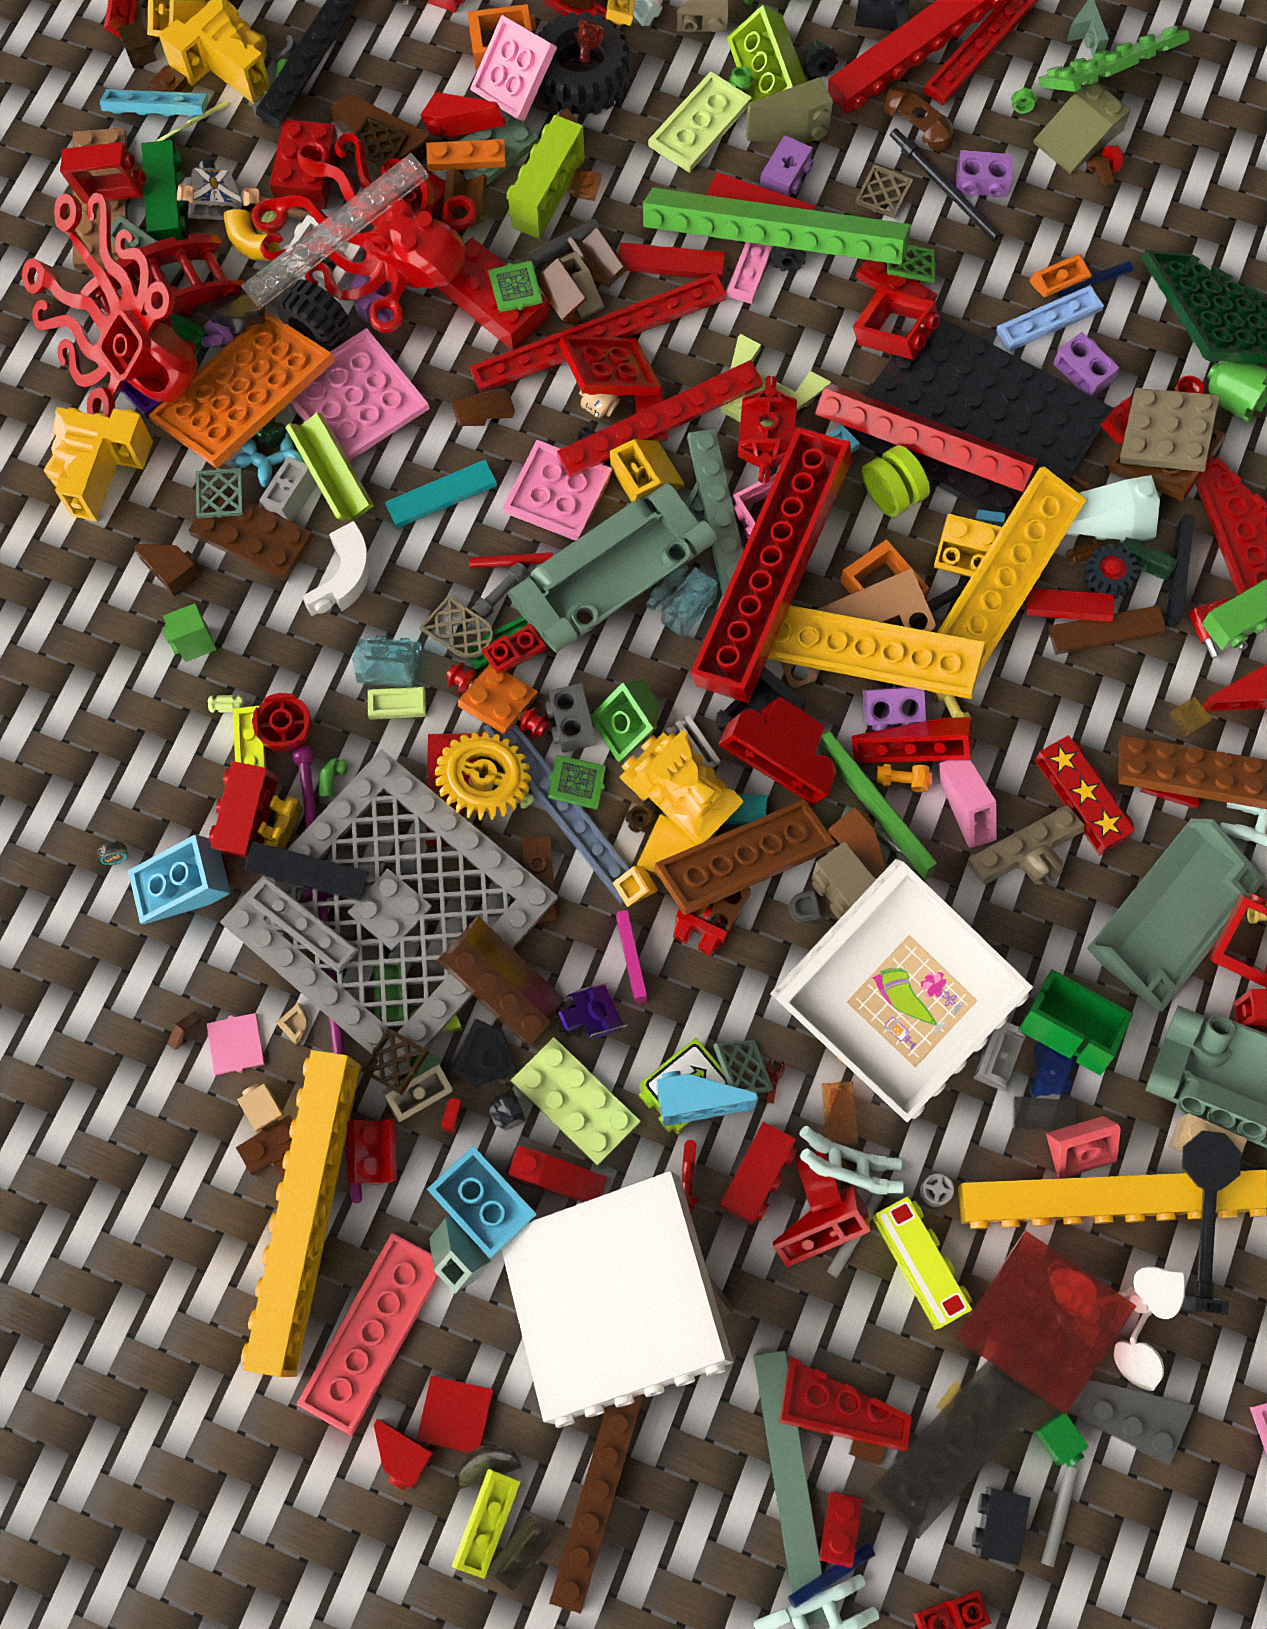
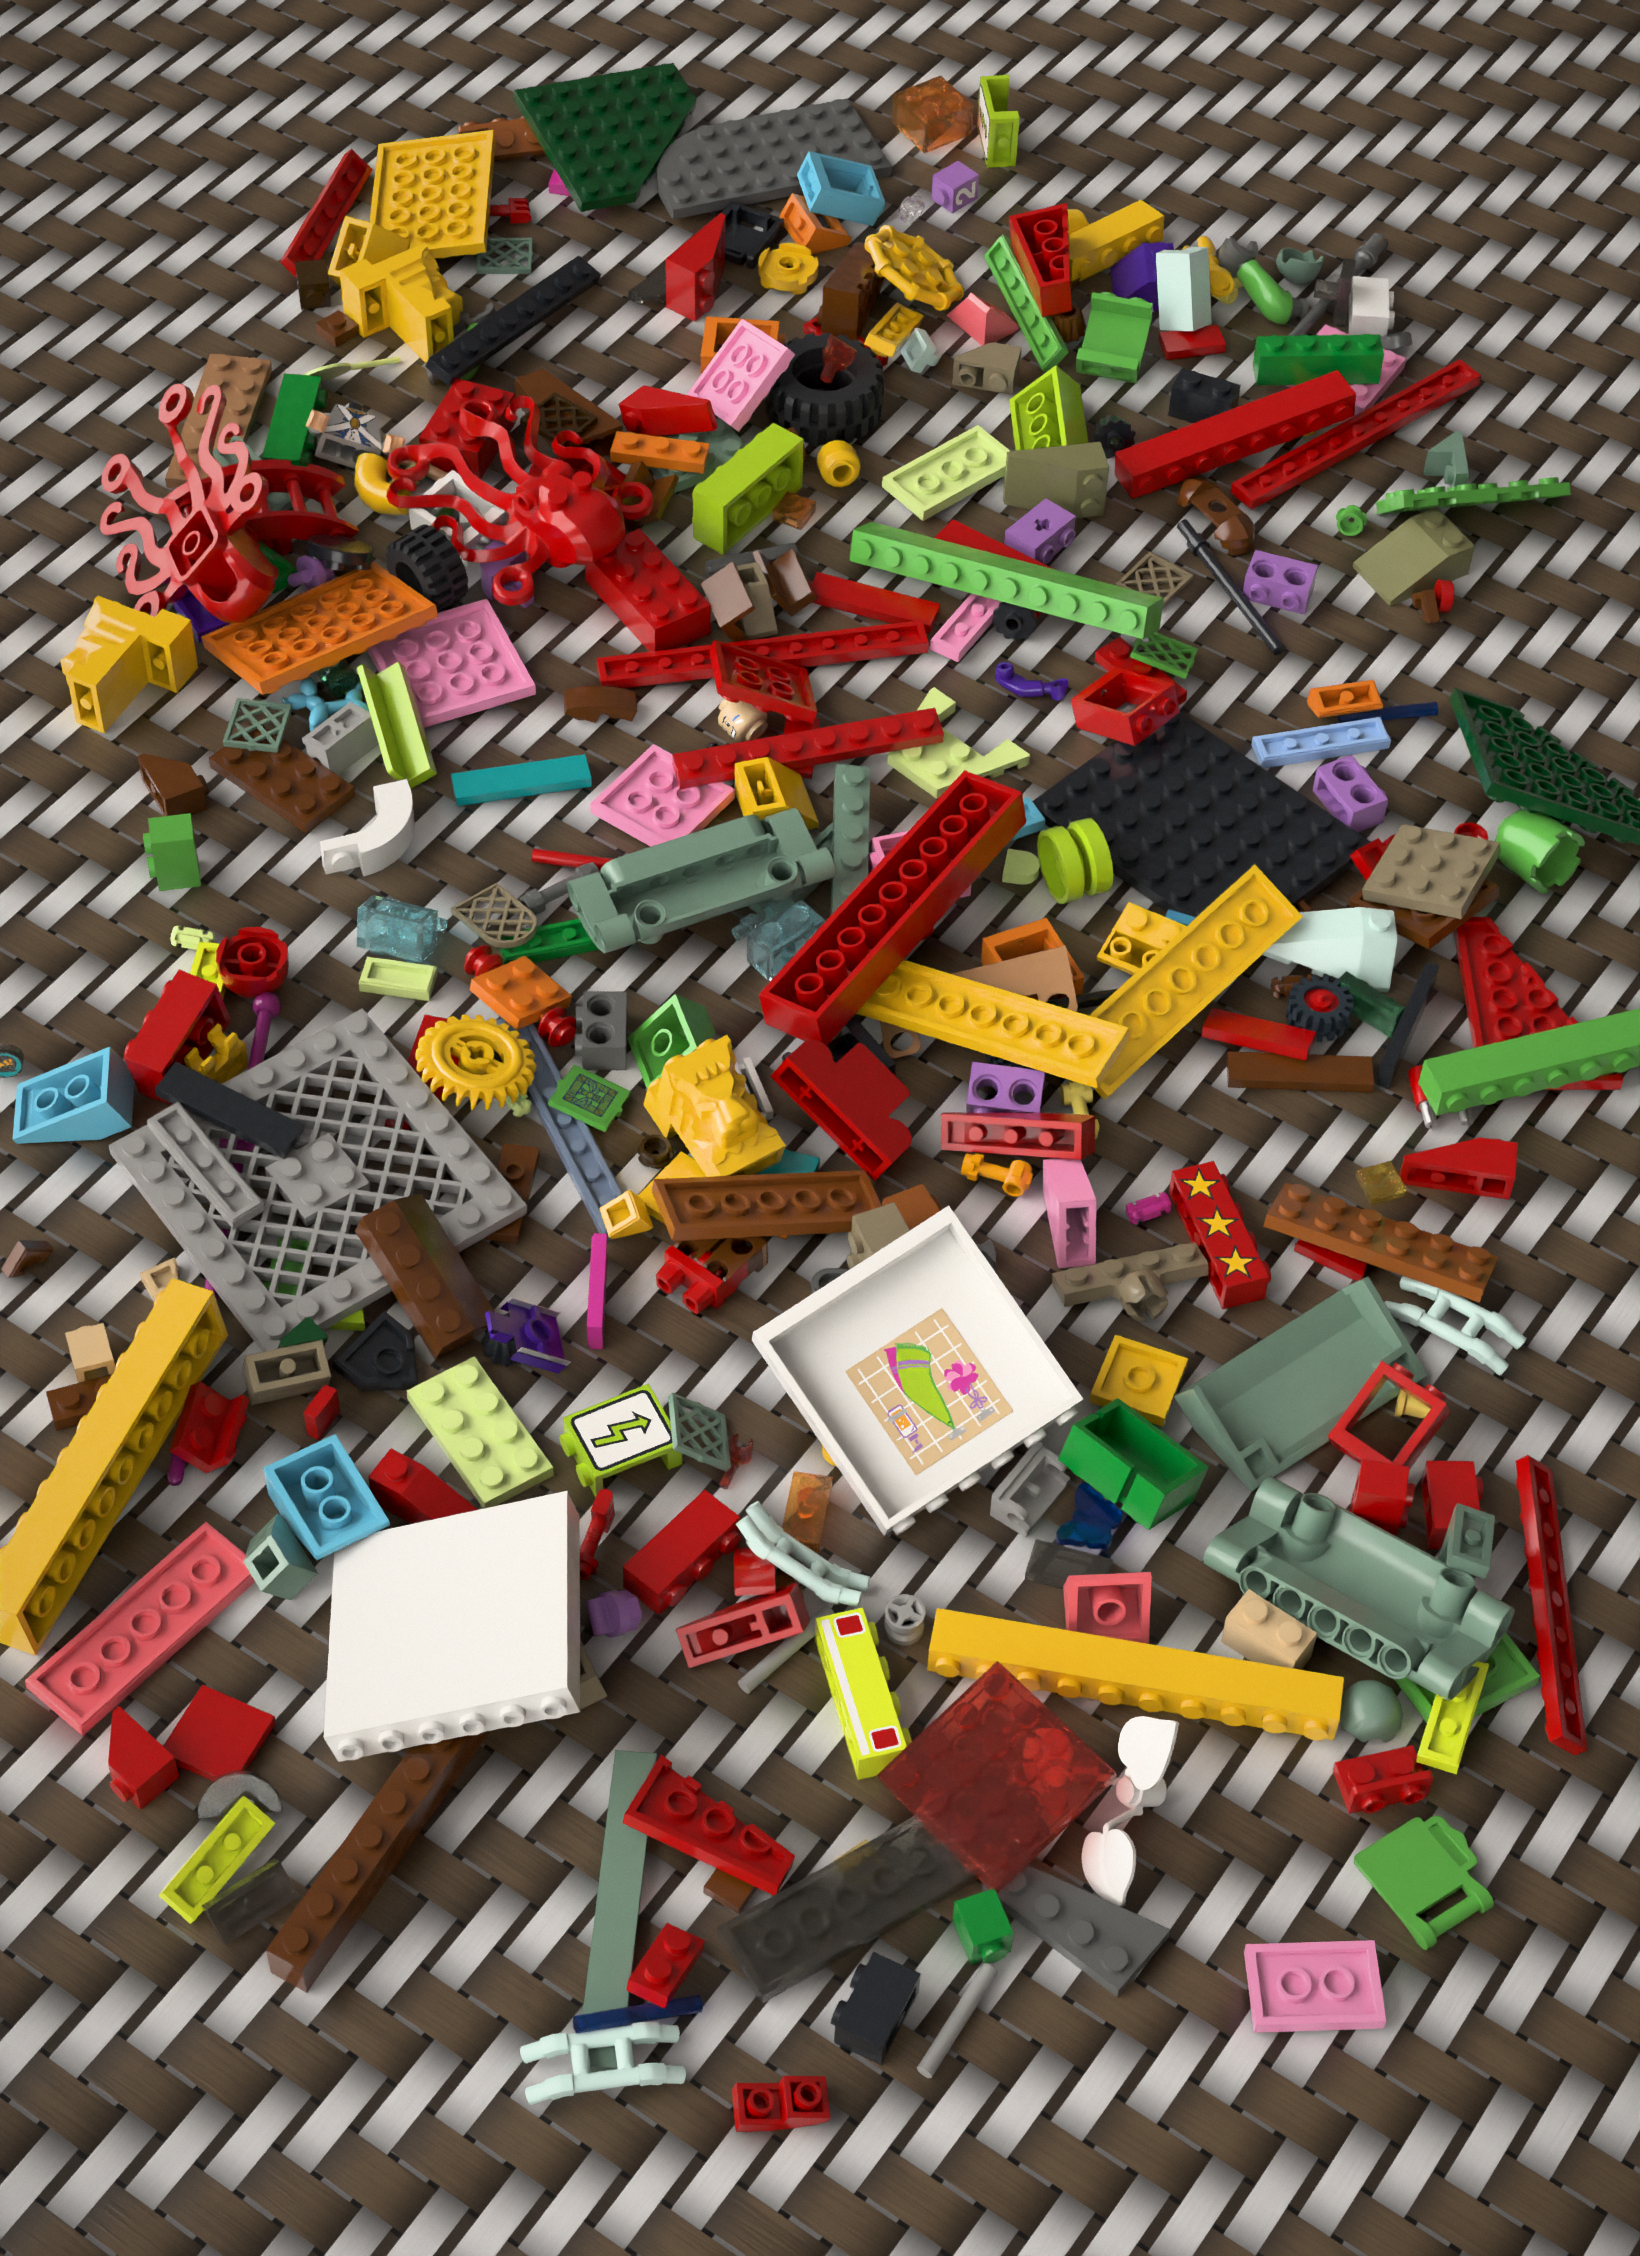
camera: 10 degrees right, 20 degrees down
(78, 161) = (239, 409): red window -> none
(154, 102) = (305, 340): medium azure plate -> none
(235, 1044) = (83, 1289): bright pink piece -> none
(328, 775) = (292, 1031): bright green arm -> none
(335, 231) = (475, 485): clear plate -> none
(411, 1071) = (236, 1330): dark brown window -> none
(506, 1110) = (390, 1419): black rock -> none
(514, 650) = (563, 946): red slope -> none
(515, 286) = (673, 582): bright green piece -> none
(609, 133) = (838, 463): none -> yellow head
(695, 1098) = (632, 1433): medium azure slope -> none
(721, 1239) = (614, 1613): none -> medium lavender piece
(741, 78) = (1013, 437): bright green plate -> none
(761, 444) = (918, 786): red plate -> none
(808, 317) = (1022, 687): none -> dark purple arm
(851, 489) = (1020, 867): none -> yellowish green tile
(878, 806) = (950, 1184): bright green tile -> none
(926, 437) = (1121, 817): brick -> none
(1024, 781) = (1148, 1208): none -> dark pink piece
(1056, 938) = (1140, 1378): none -> yellow plate
(1211, 1164) = (1260, 1645): black piece -> none

